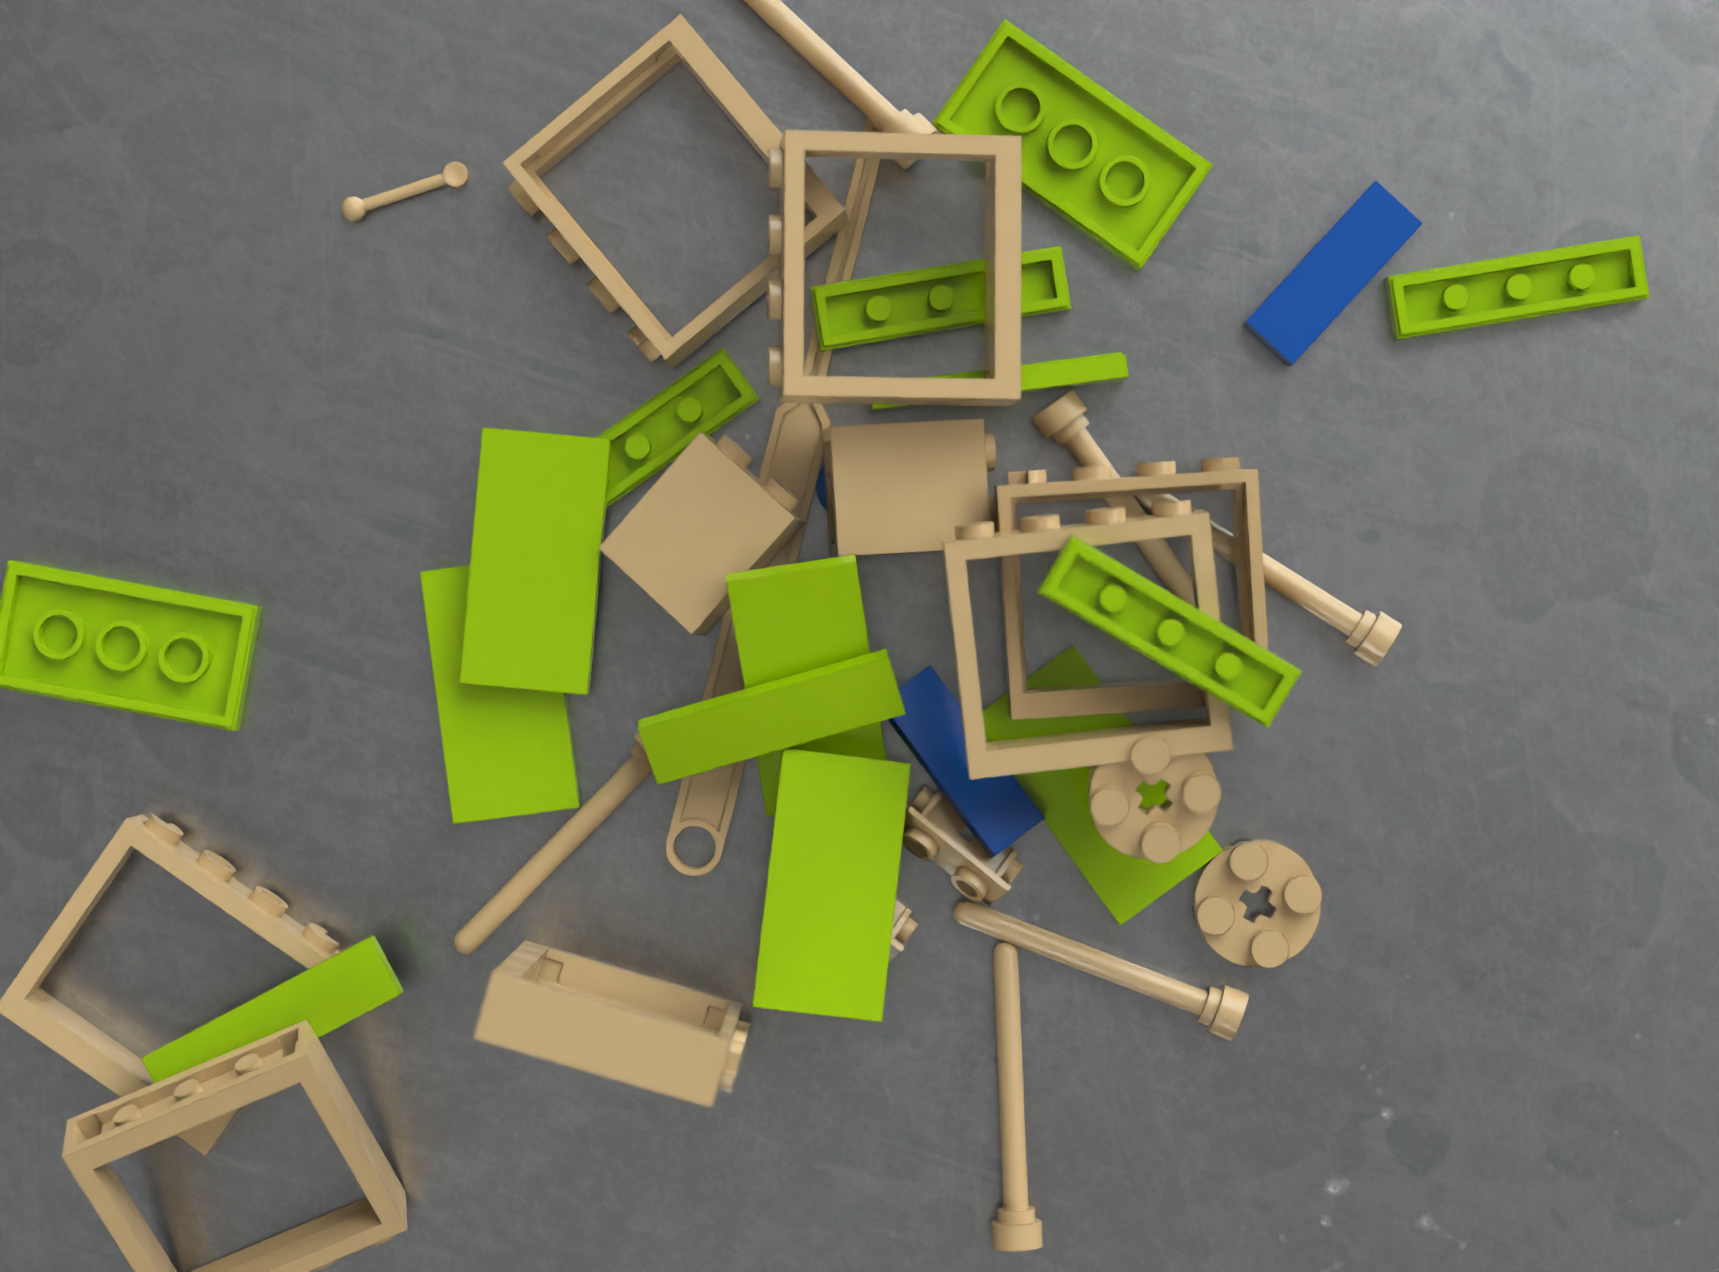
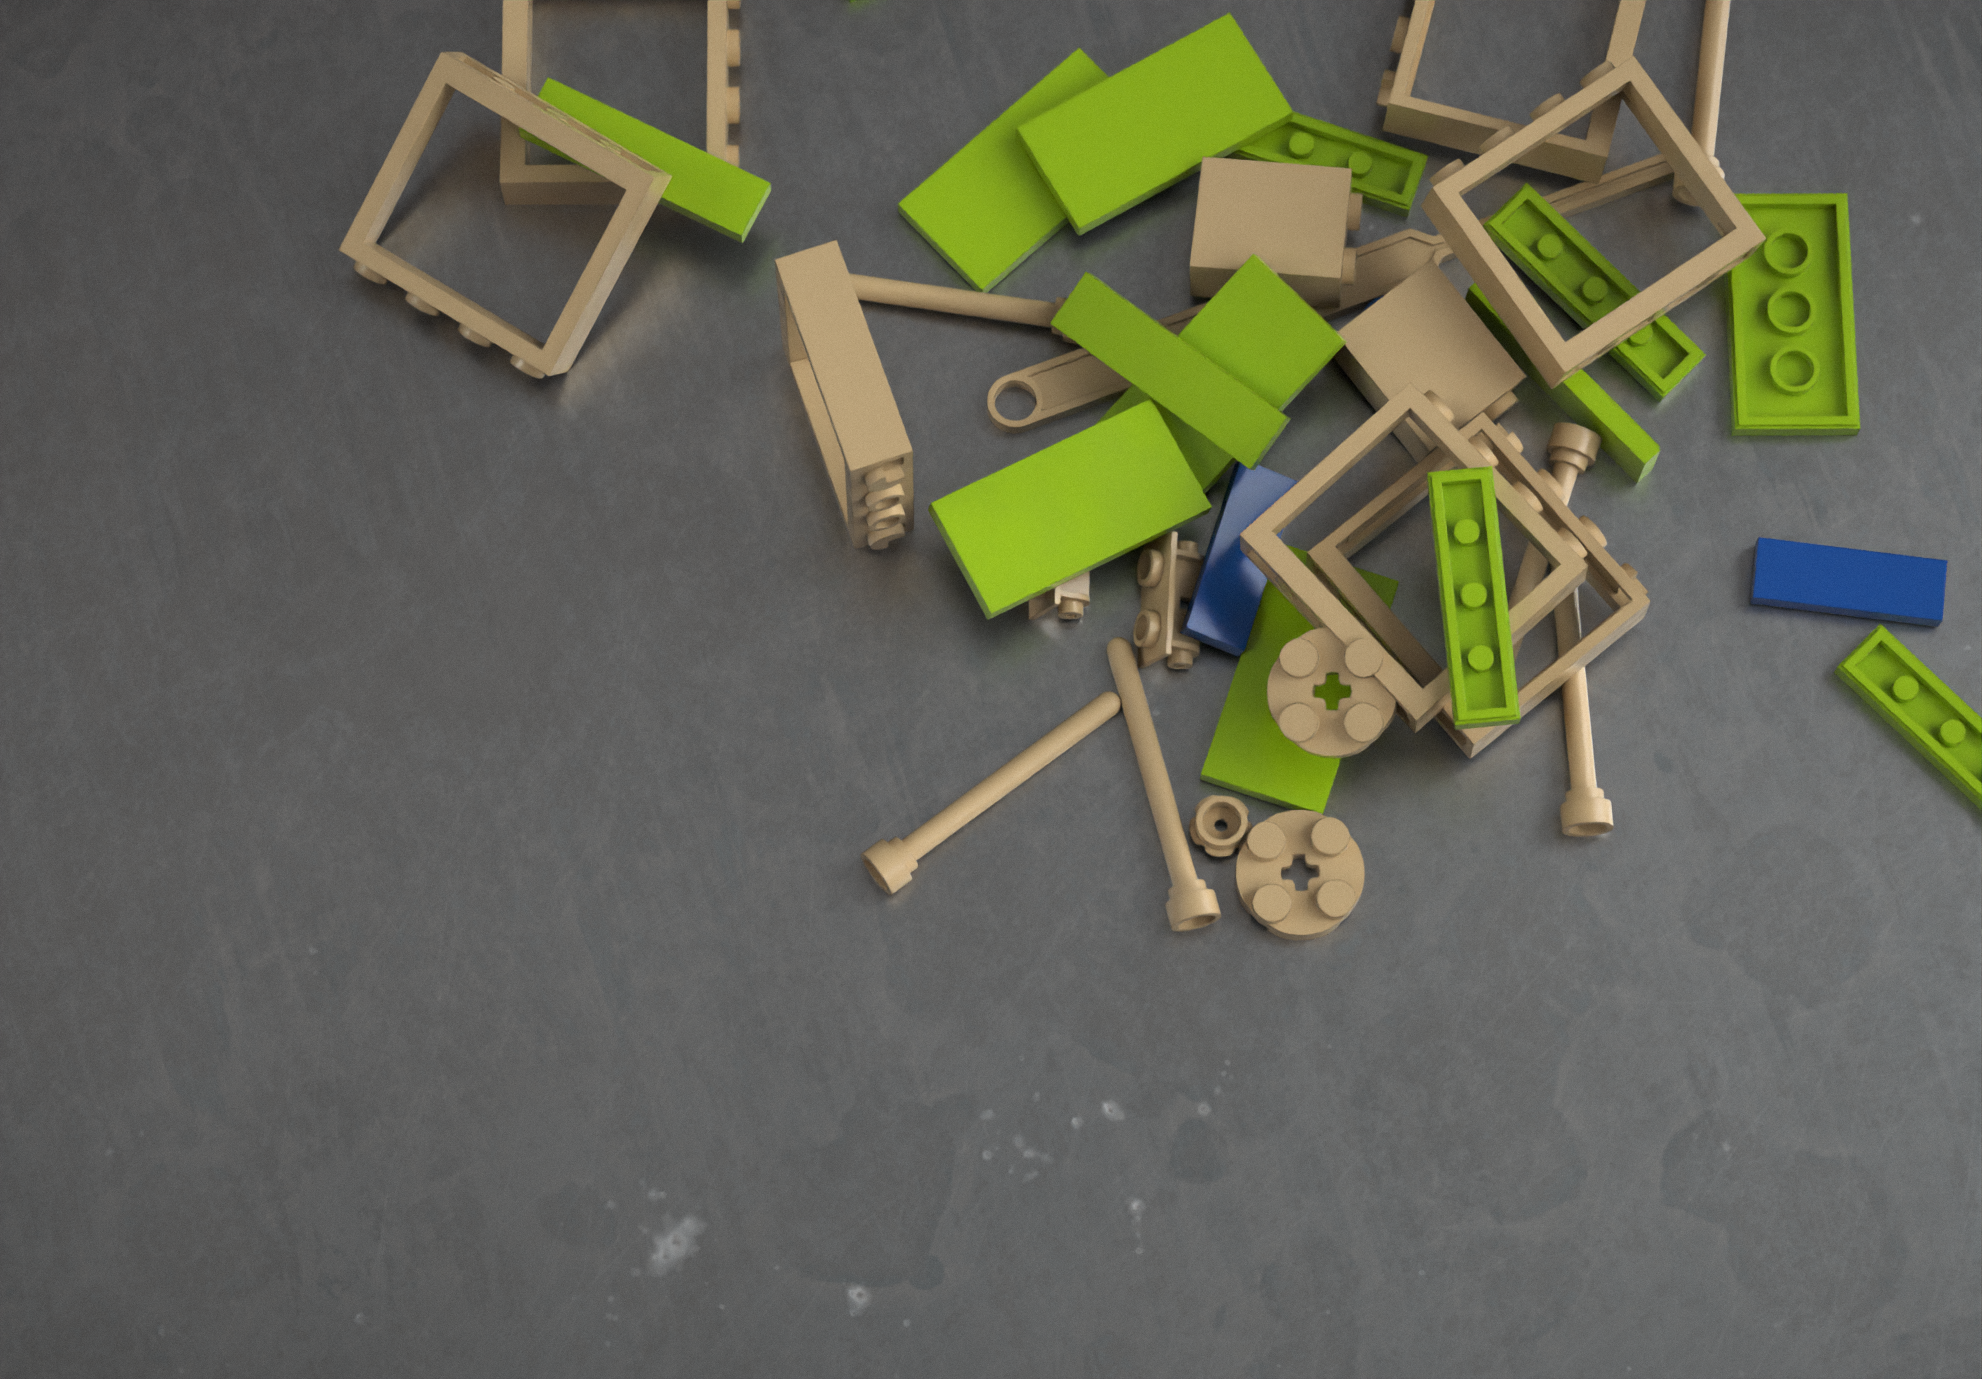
camera: 55 degrees right, 15 degrees down
(1181, 952) = (1216, 809): none -> tan plate

